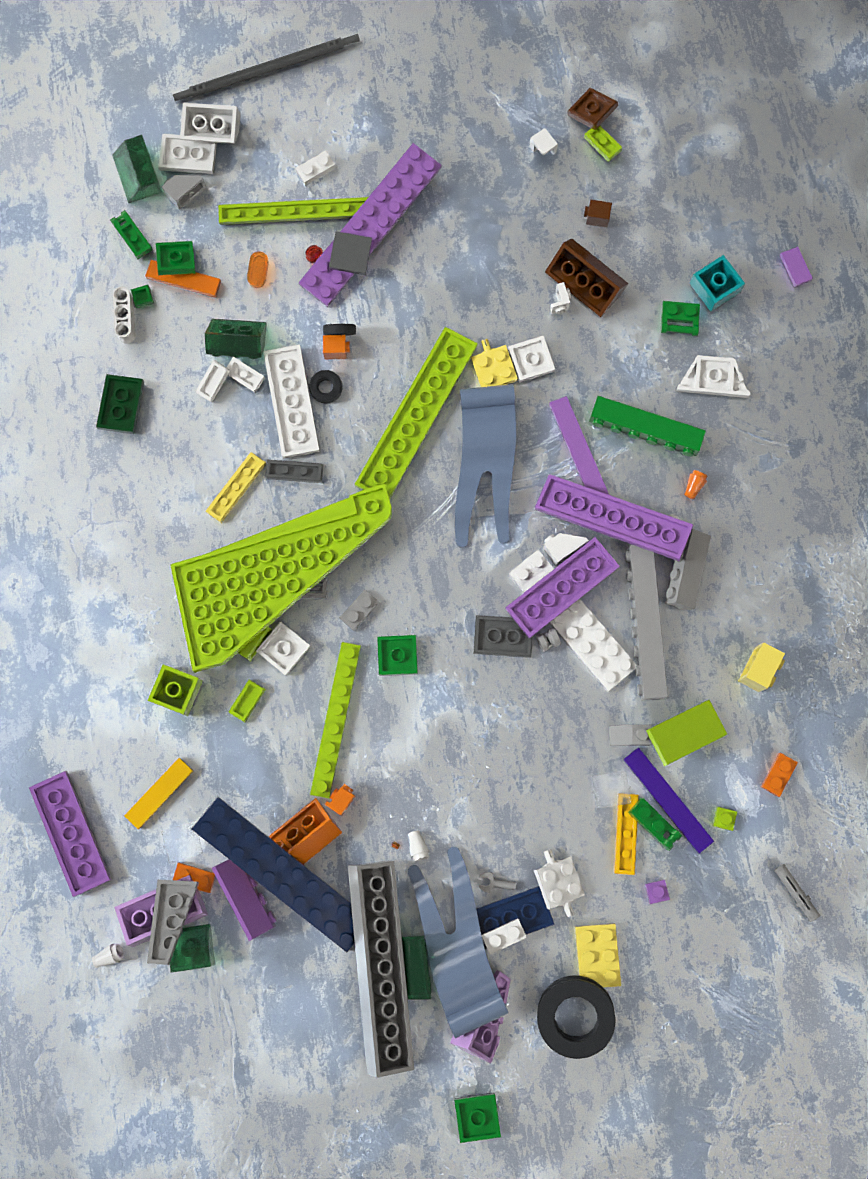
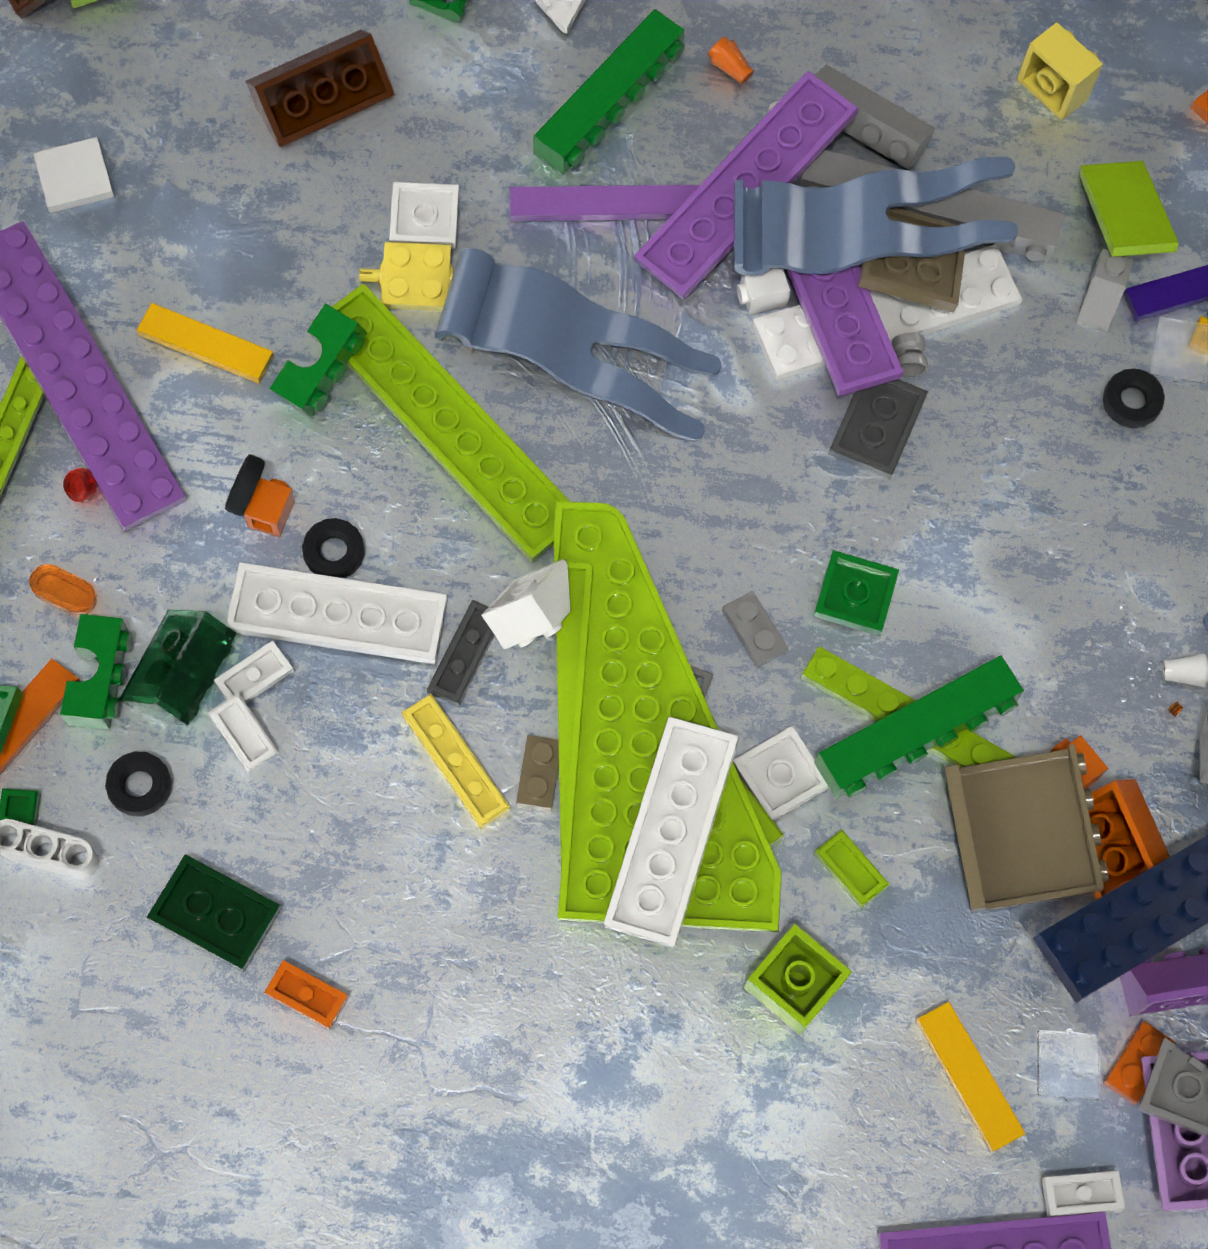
camera: 80 degrees left, 10 degrees down
(94, 461) = (306, 995): none -> orange plate
(116, 866) = (1083, 1194): none -> white plate
(167, 334) = (126, 766): none -> black tyre
(225, 601) = (671, 832): none -> white plate
(233, 301) = (95, 701): none -> green arch
(242, 529) = (538, 774): none -> dark tan plate
(292, 780) = (1025, 830): none -> dark tan panel
(324, 491) = (531, 606): none -> white slope
(328, 709) = (919, 727): none -> green brick
(350, 253) = (114, 417): dark grey tile -> none
(415, 281) = (205, 343): none -> yellow tile
(436, 341) = (309, 386): none -> green arch
(486, 179) = (73, 175): none -> white tile
(543, 142) = (56, 61): white panel -> none
(563, 295) = (341, 132): white bracket -> none
(583, 771) = (1133, 379): none -> black tyre
(598, 213) = (218, 30): reddish brown brick -> none
(603, 621) = (923, 280): none -> dark tan plate
(604, 574) = (848, 222): none -> sand blue flag

